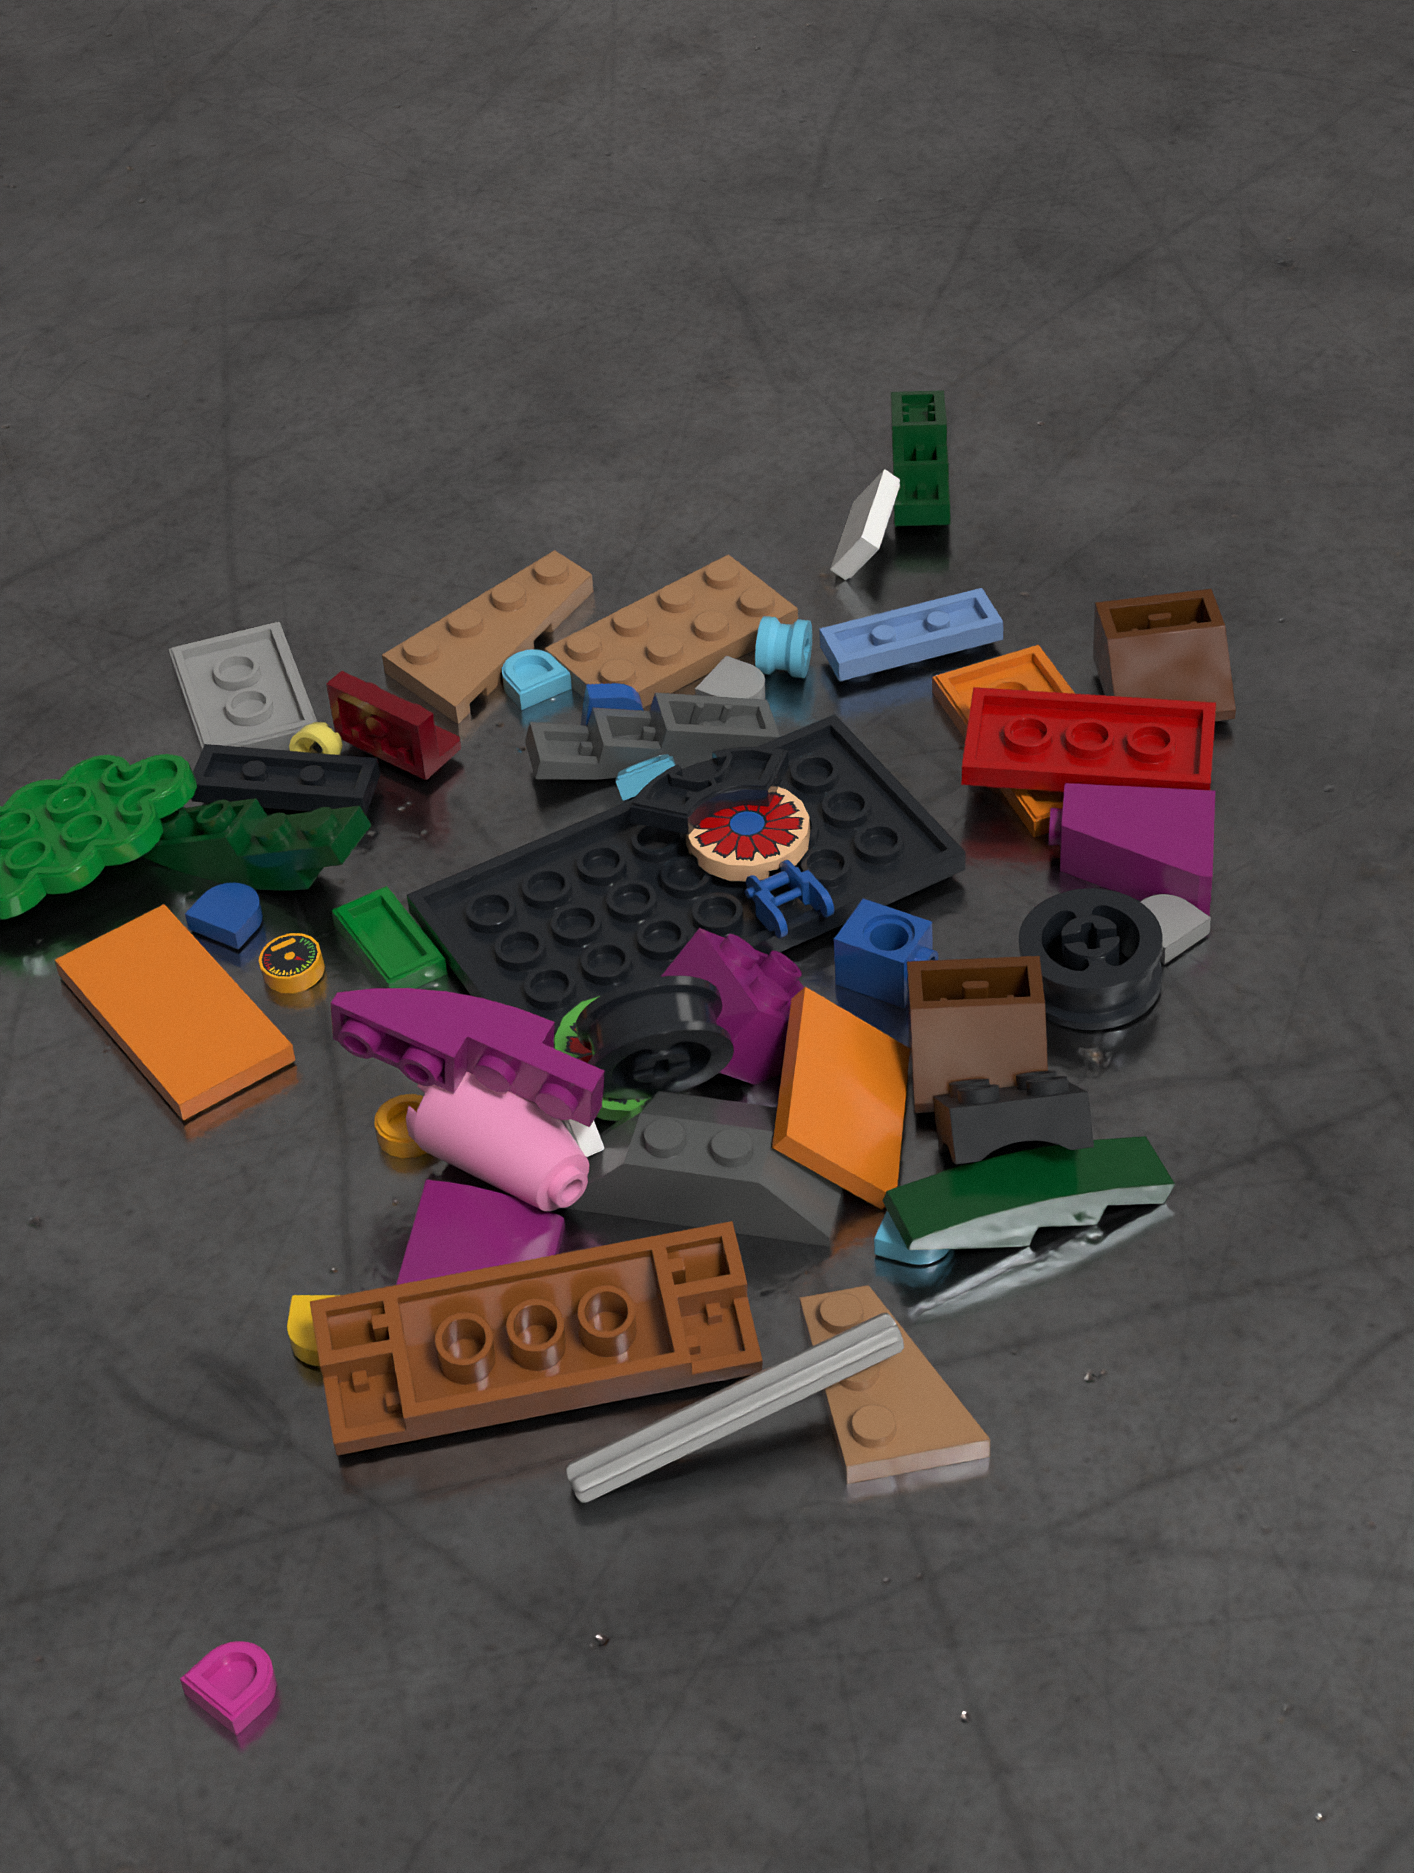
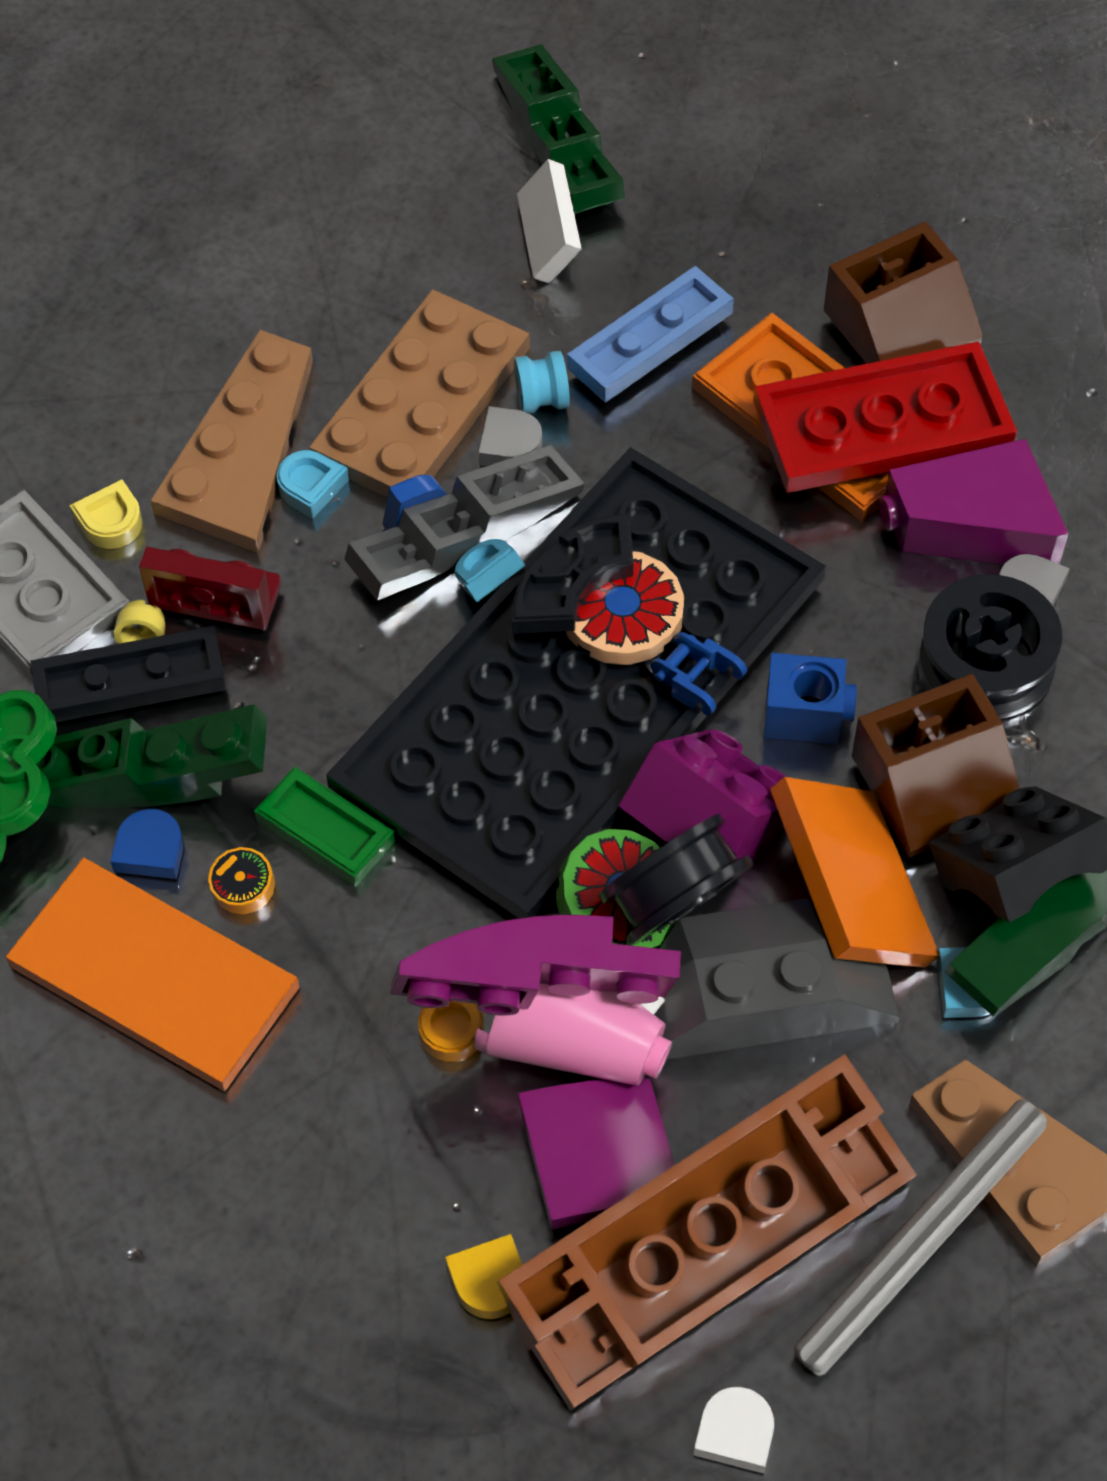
camera: 25 degrees left, 15 degrees up
(342, 654) = (109, 516): none -> light yellow tile
(475, 1517) = (736, 1429): none -> white tile

